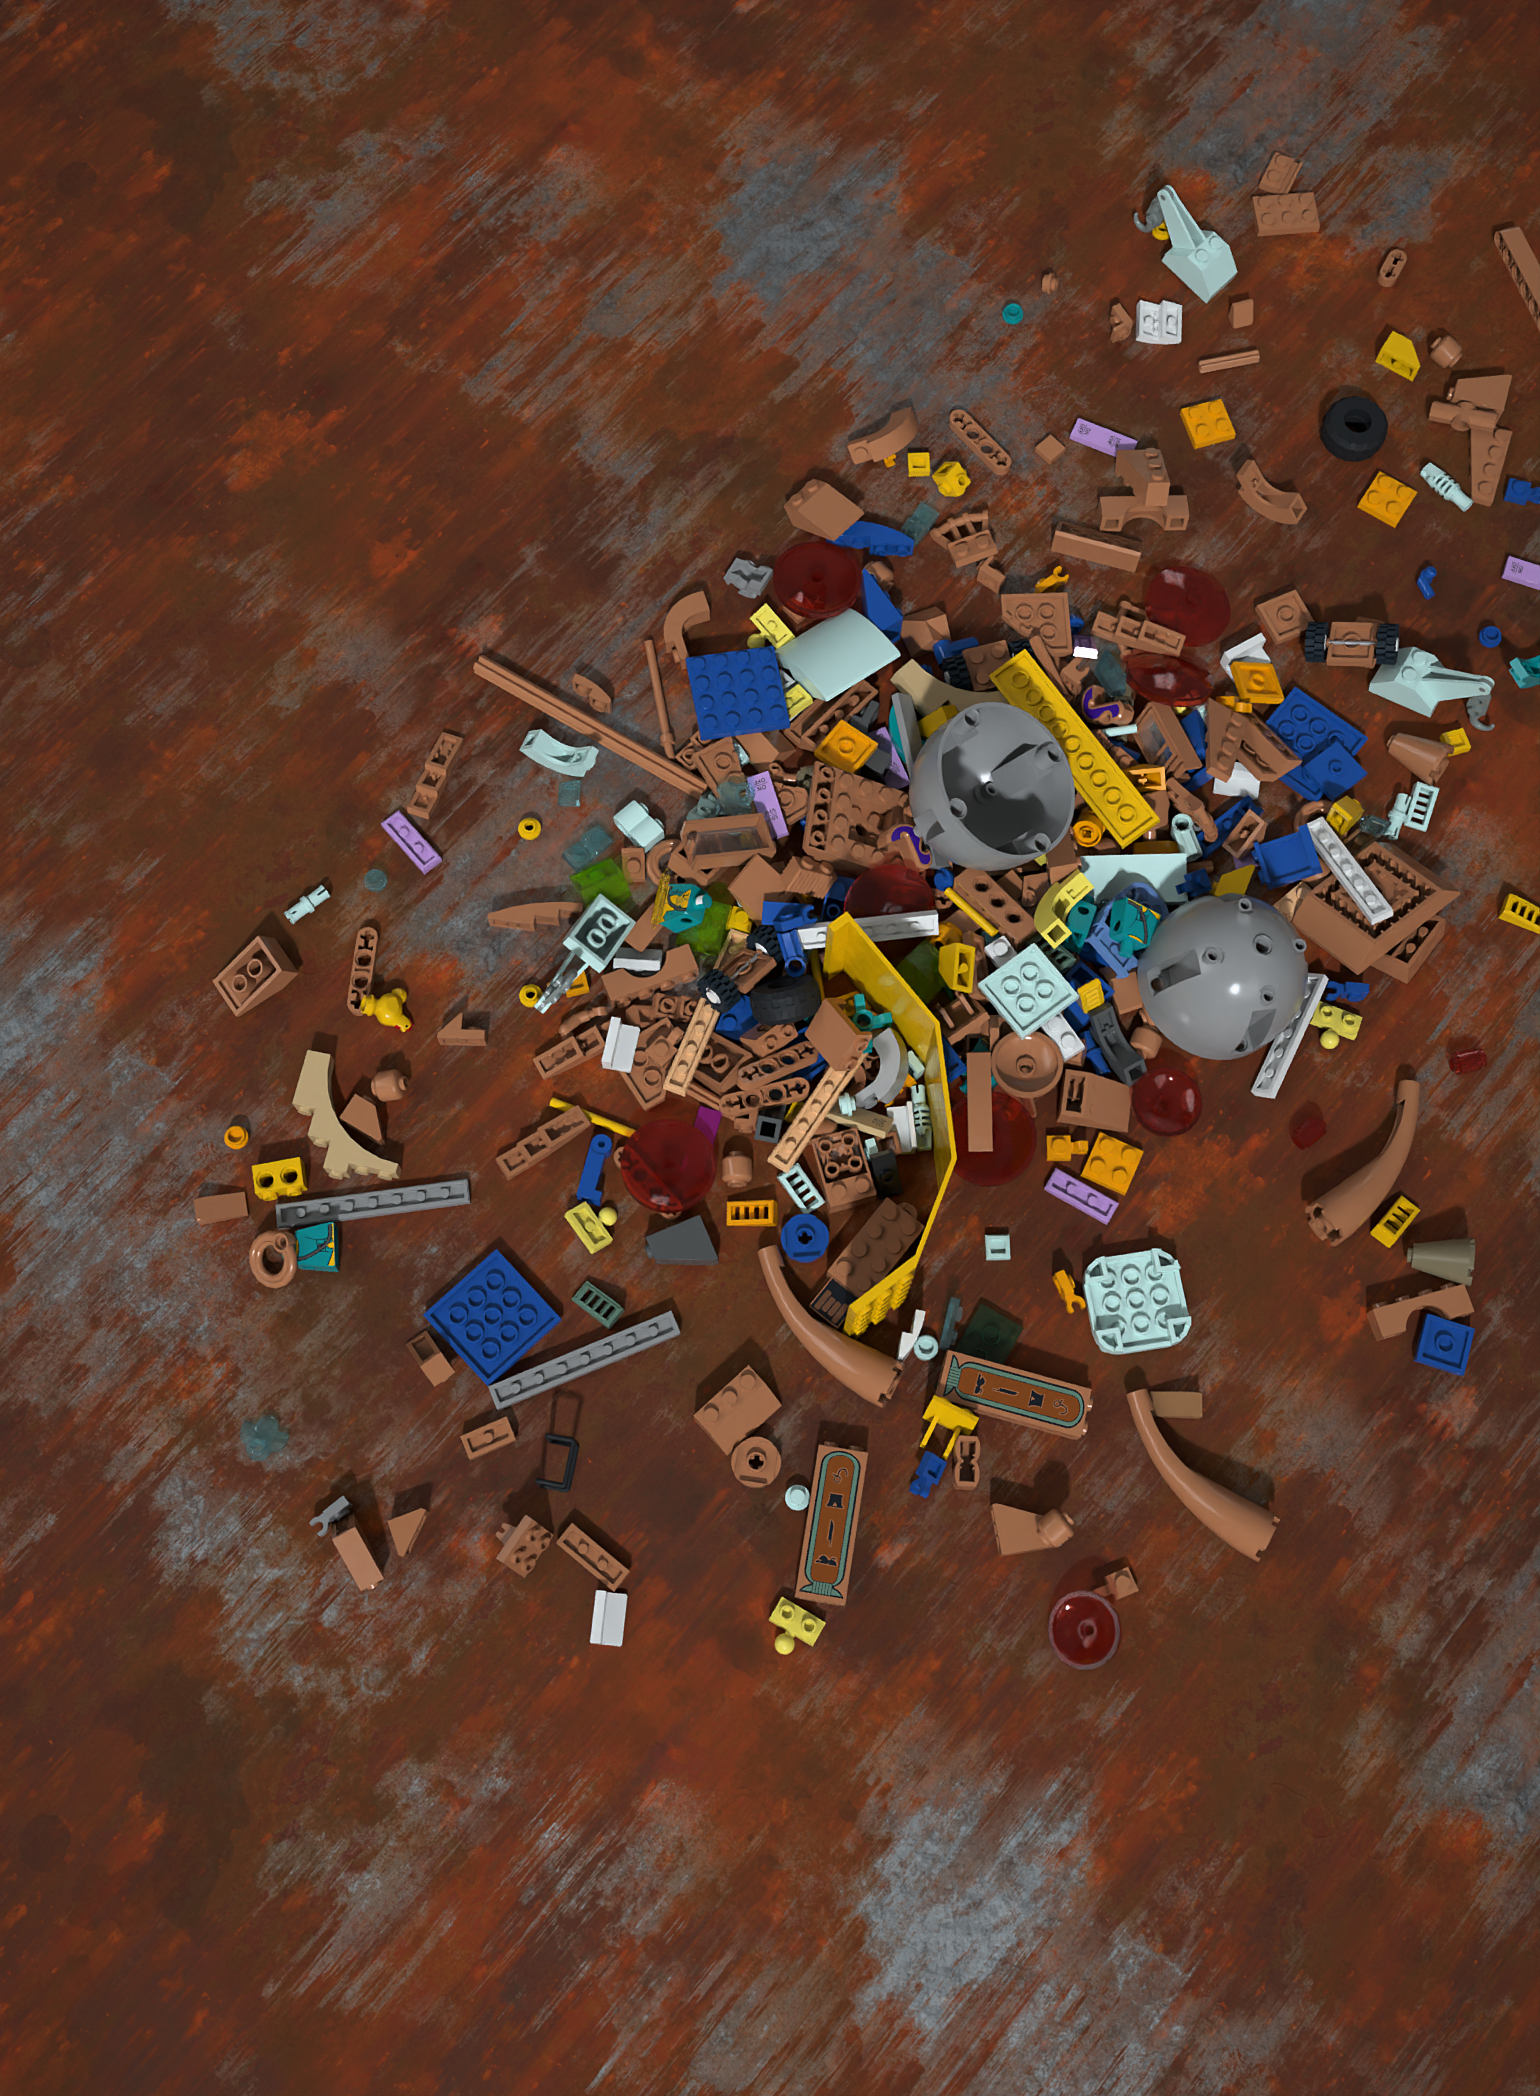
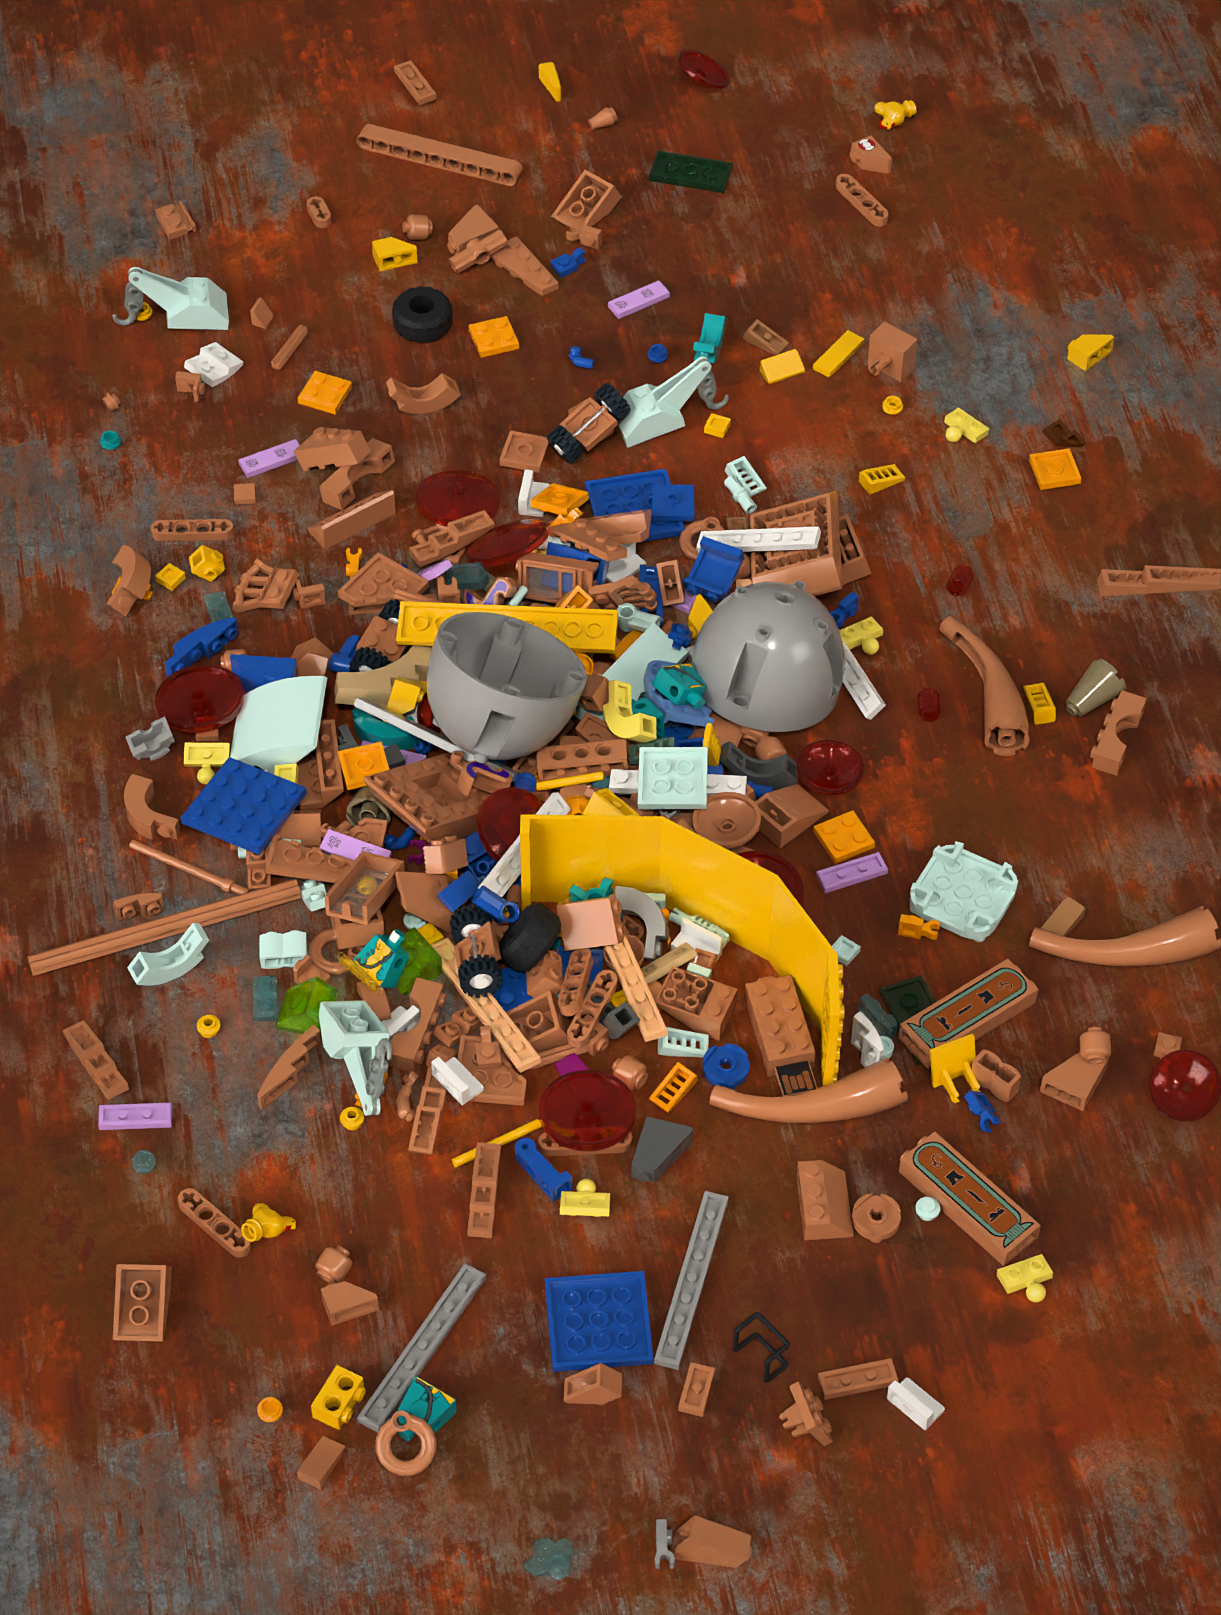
camera: 50 degrees left, 20 degrees down
(307, 904) = (115, 1224): light aqua pin -> none
(344, 1154) = (329, 1334): tan arch -> none
(406, 1530) = (723, 1499): nougat slope -> none
(456, 1034) = (339, 1187): nougat slope -> none
(570, 793) = (207, 978): clear light blue slope -> none
(614, 1315) = (652, 1233): sand green slope -> none
(730, 799) = (330, 866): clear light blue plate -> none
(790, 921) = (473, 886): blue plate -> none
(822, 510) = (148, 654): nougat slope -> none
(847, 1104) = (648, 960): light aqua plate -> none
(886, 1174) = (722, 972): black plate -> none
(1060, 1148) = (805, 859): light orange plate -> none
(1285, 214) = (208, 238): nougat plate -> none
(1344, 815) = (714, 516): yellow slope -> none
(1373, 825) = (734, 510): clear light blue slope -> none
(1421, 755) = (709, 448): nougat cone -> none
(1437, 479) = (519, 298): light aqua hinge -> none
(1444, 1344) = (1154, 736): blue plate -> none

